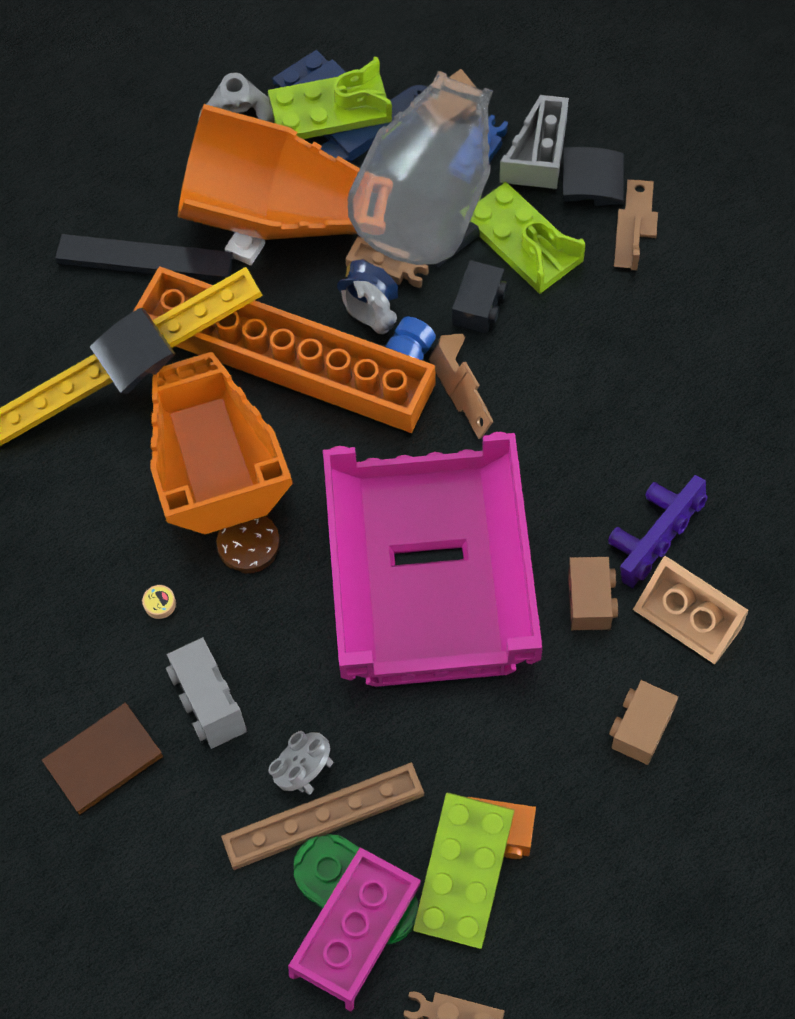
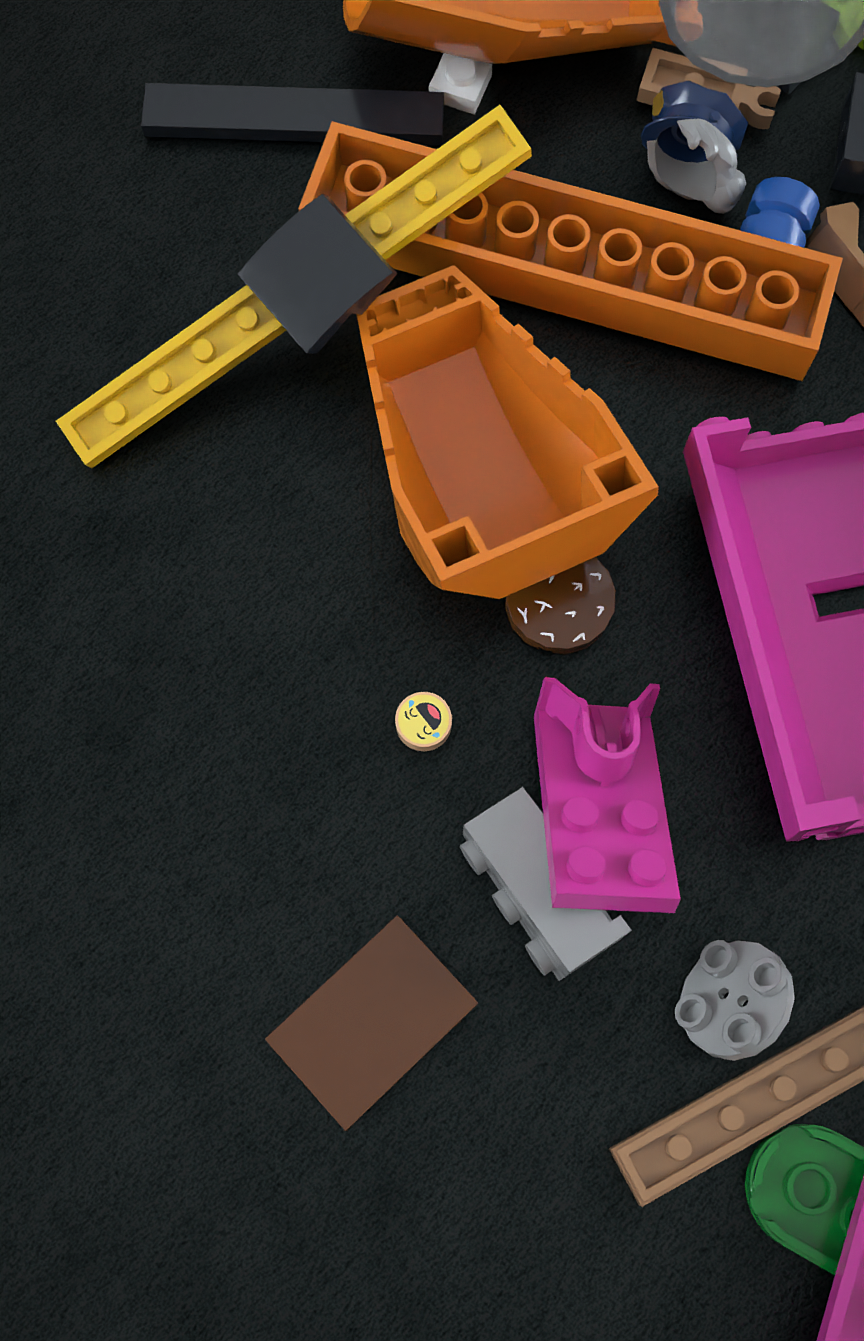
camera: 10 degrees left, 10 degrees up
(244, 646) = (603, 804): none -> dark pink plate

